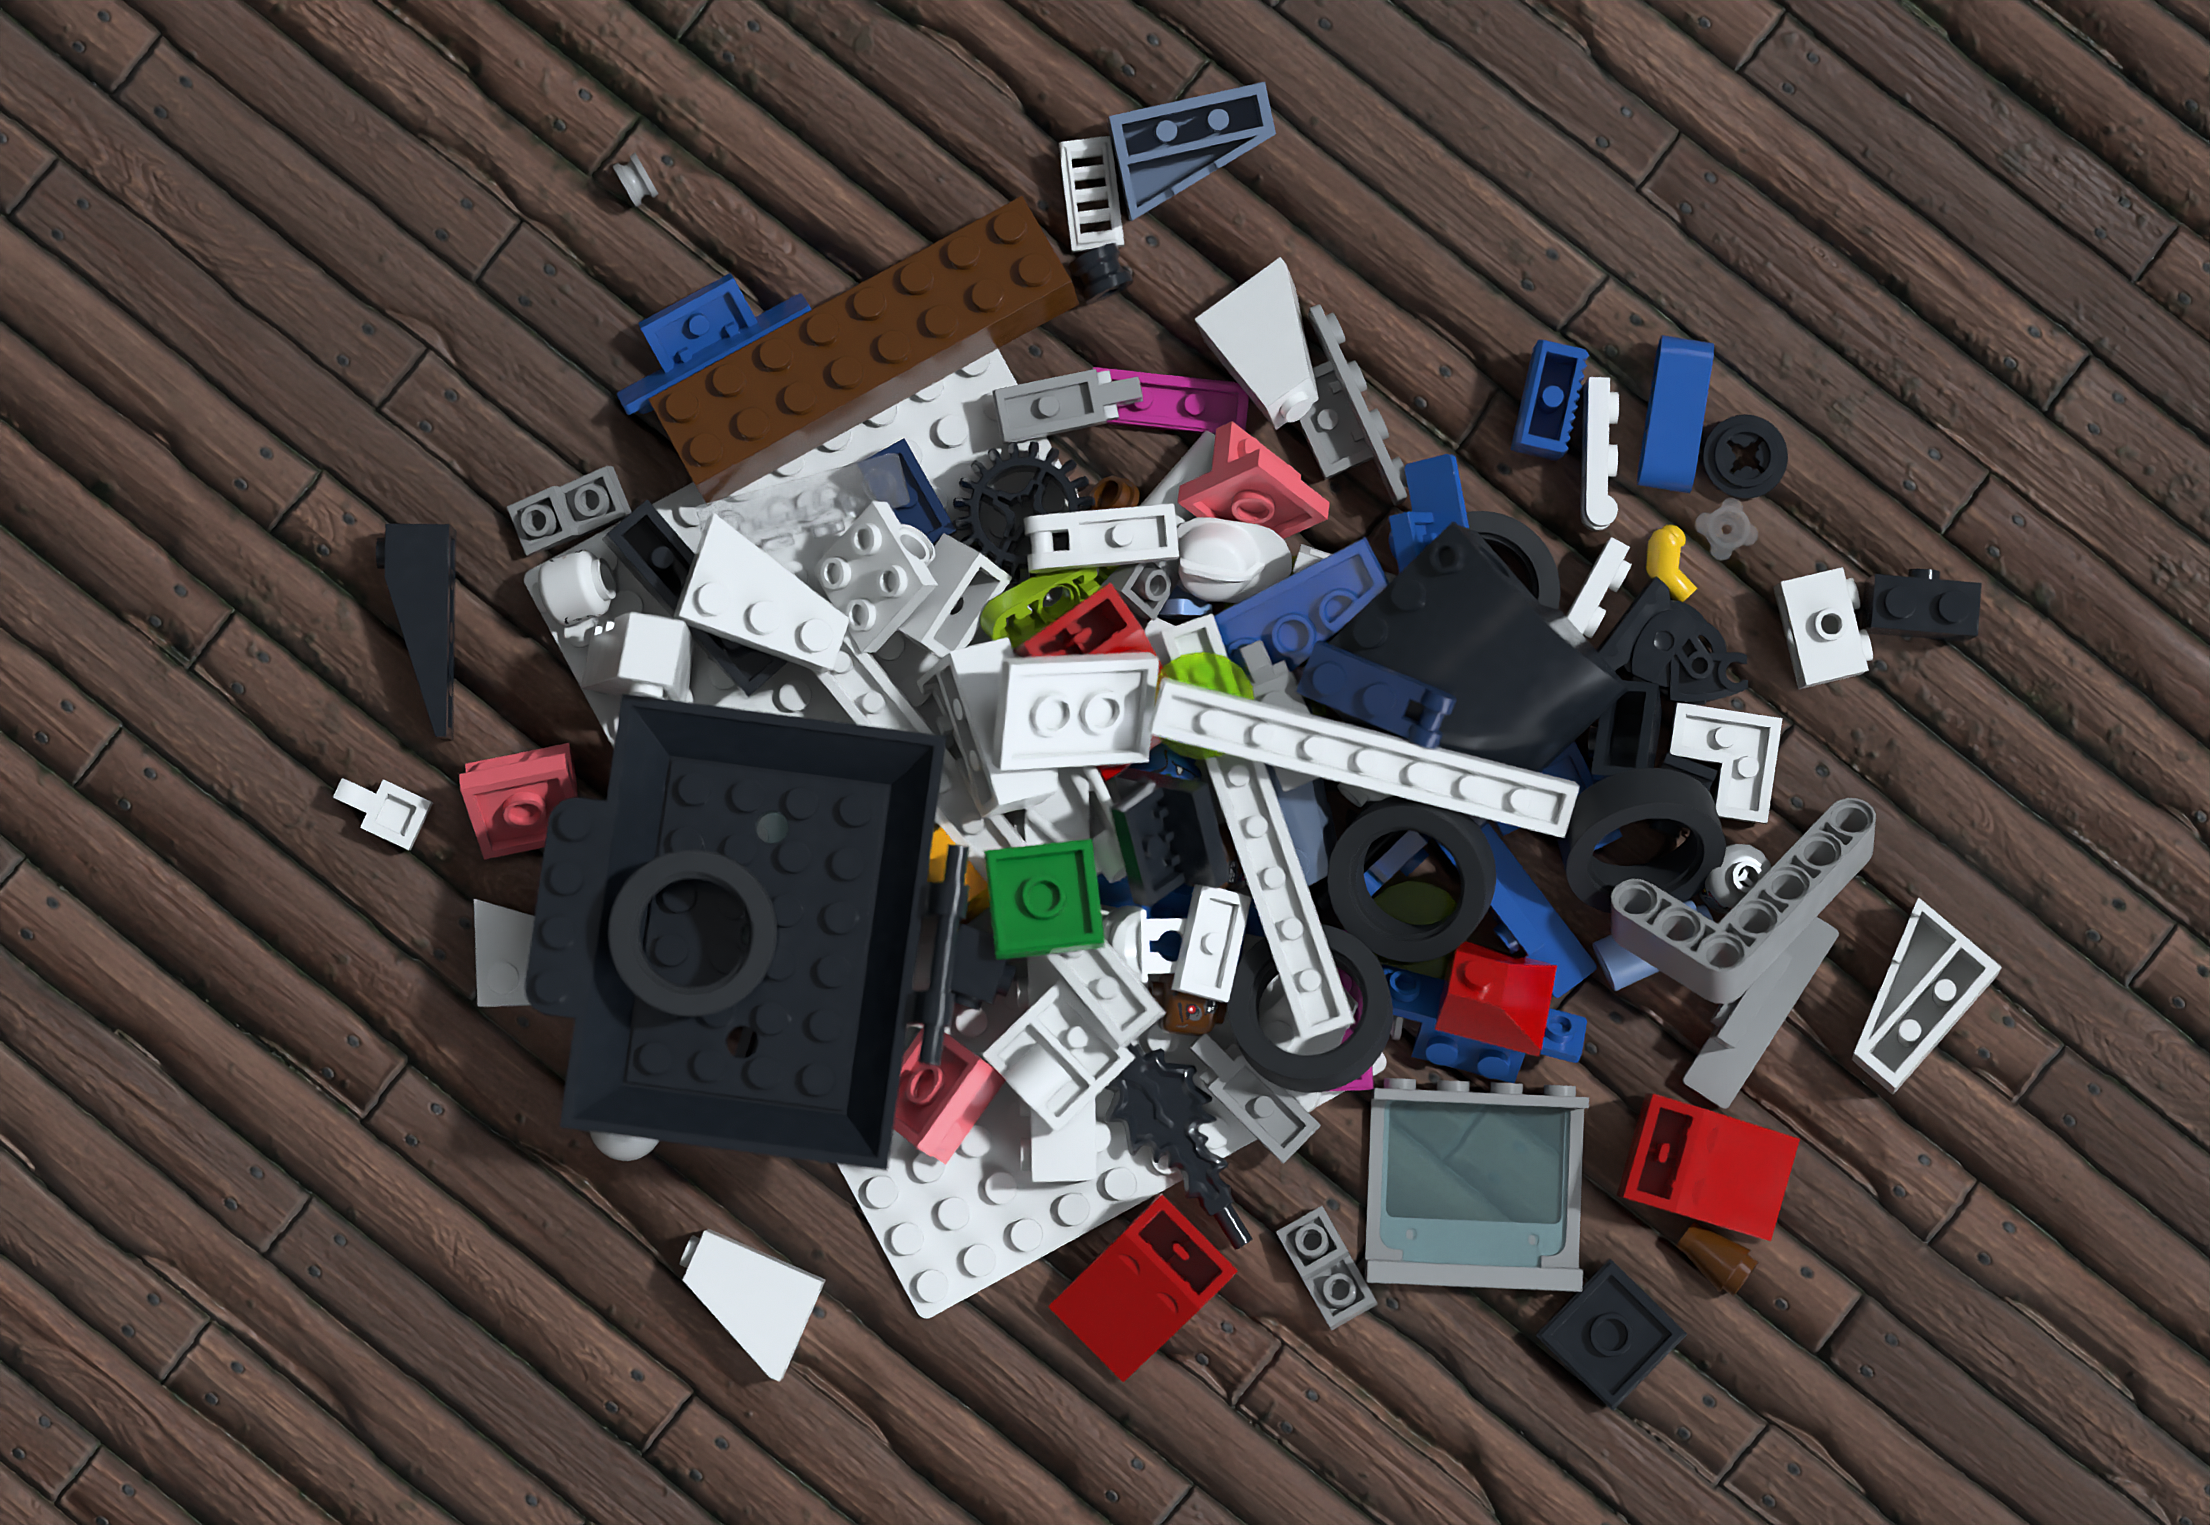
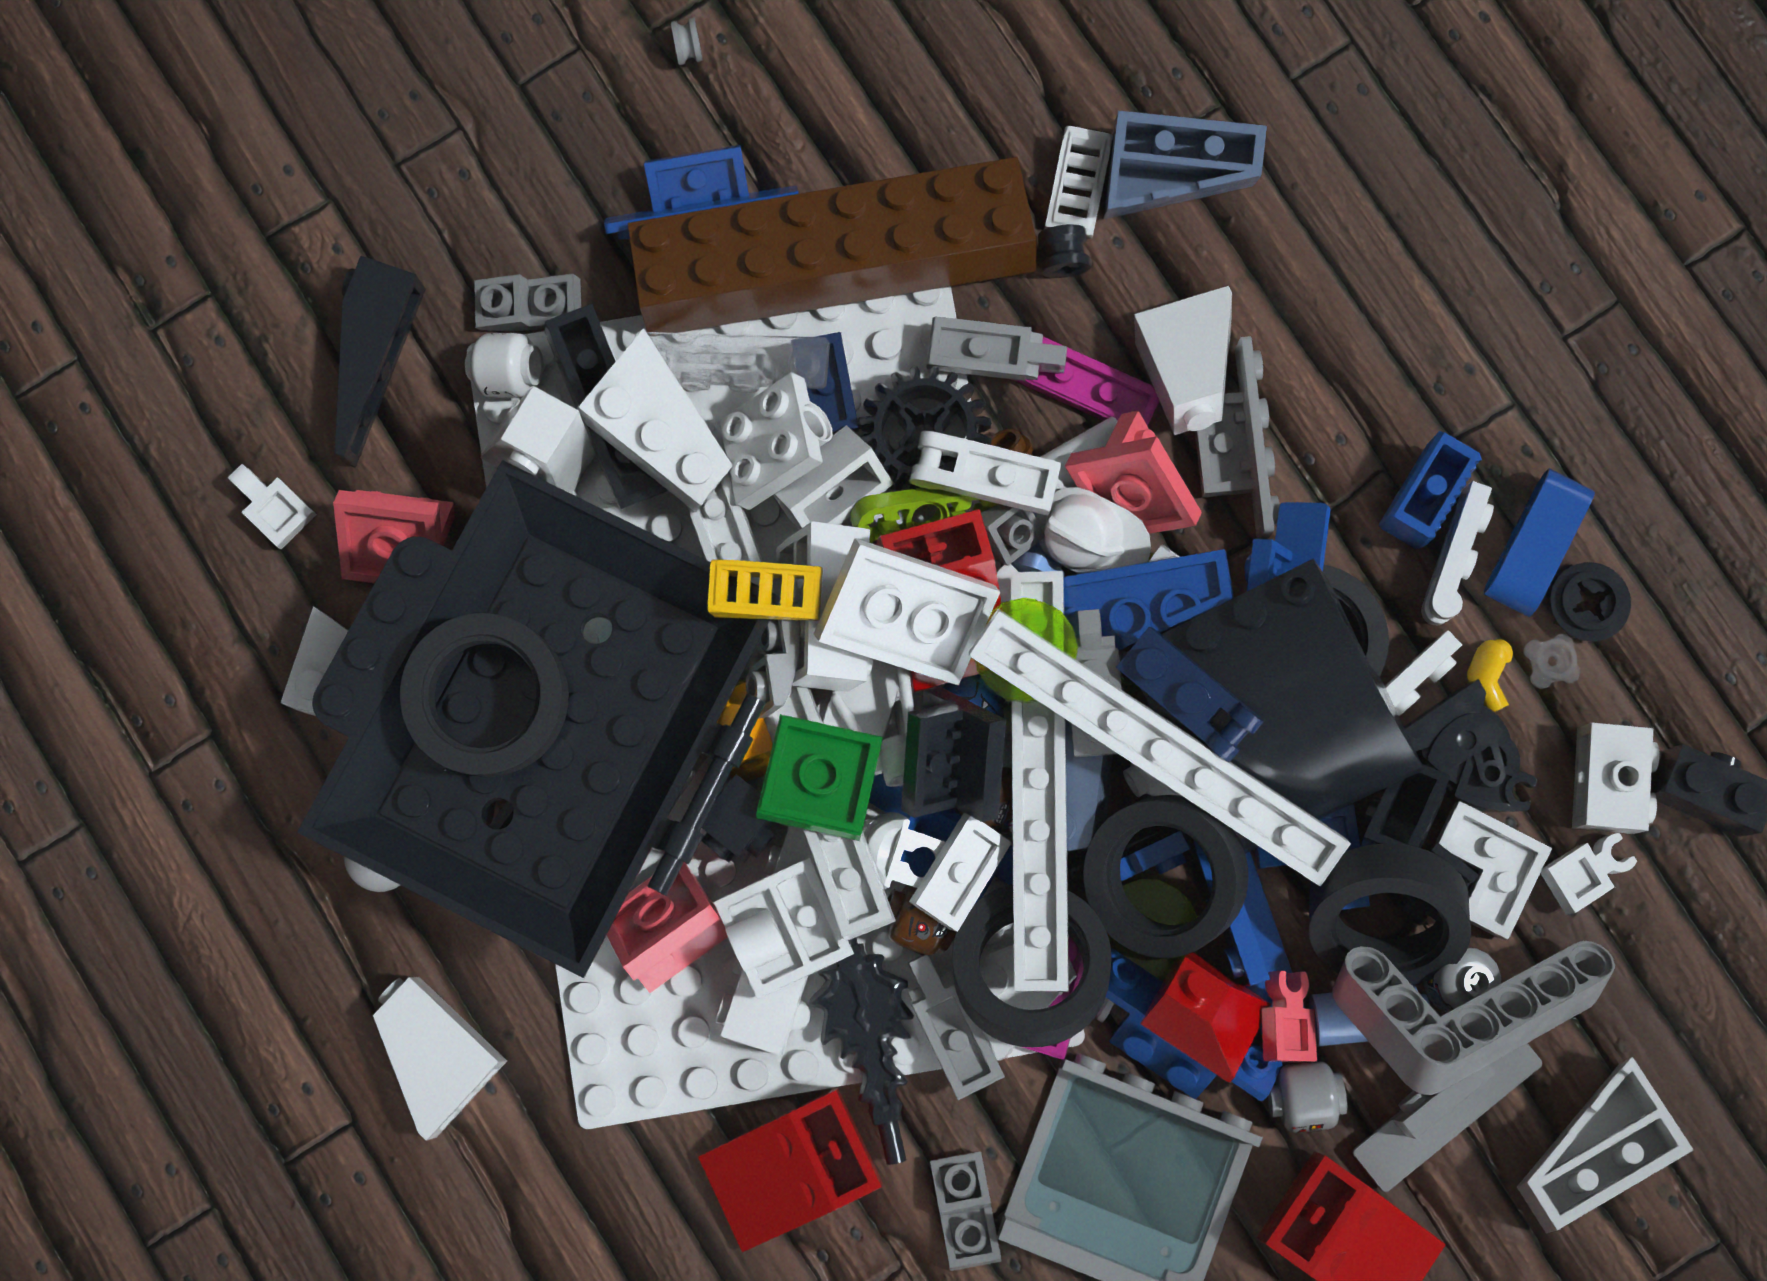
camera: 25 degrees right, 5 degrees down
(885, 750) = (744, 570): none -> yellow slope
(965, 815) = (774, 673): none -> light grey slope
(1579, 982) = (1287, 1026): none -> coral plate
(1621, 1043) = (1308, 1097): none -> light grey head
(1820, 733) = (1582, 873): none -> white plate

